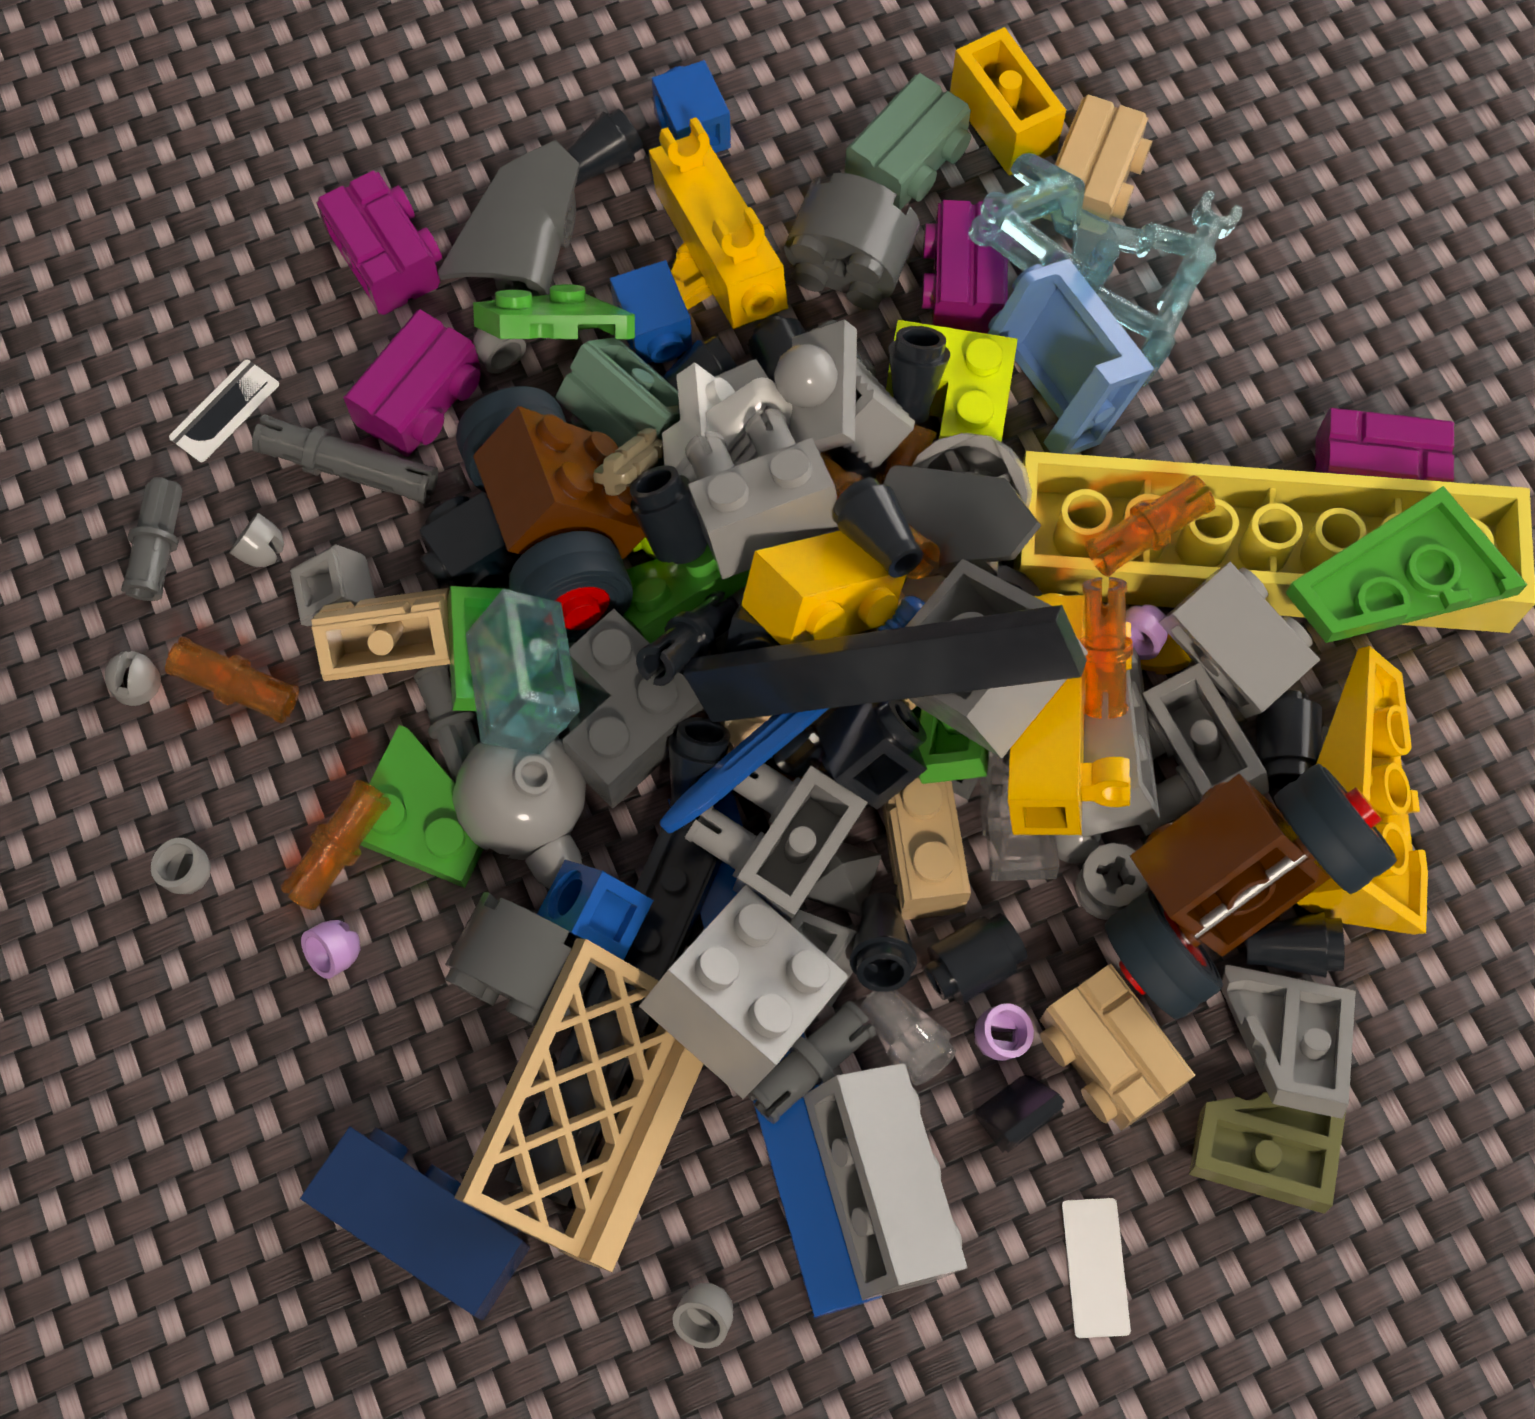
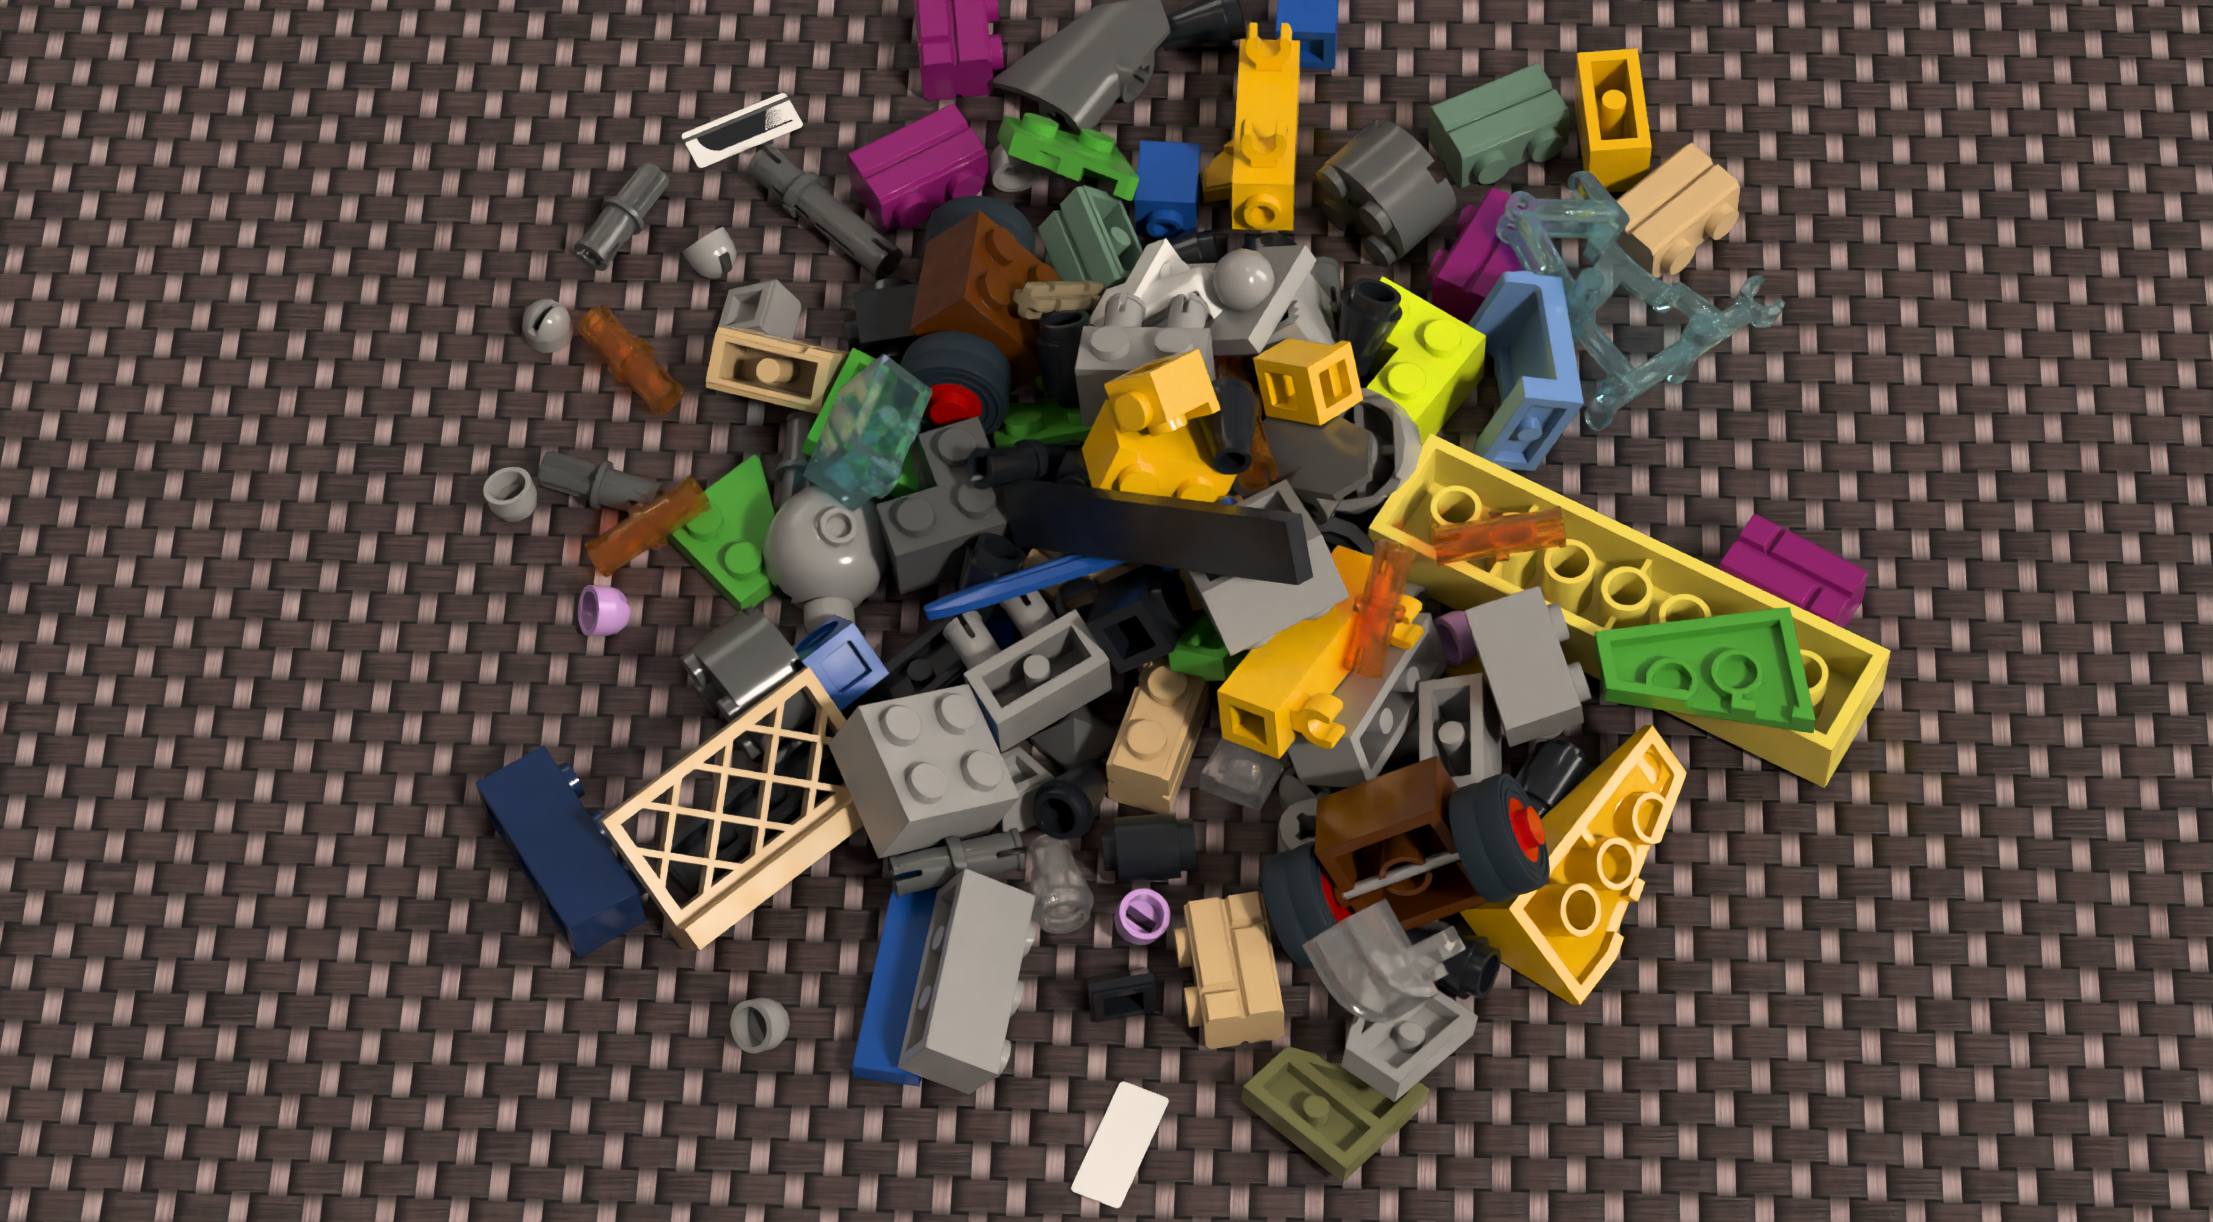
camera: 30 degrees right, 10 degrees down
(263, 818) = (596, 482): none -> dark grey axle
(817, 535) = (1162, 394): none -> yellow brick
(910, 448) = (1308, 380): none -> yellow brick
(1274, 993) = (1374, 966): none -> clear brick

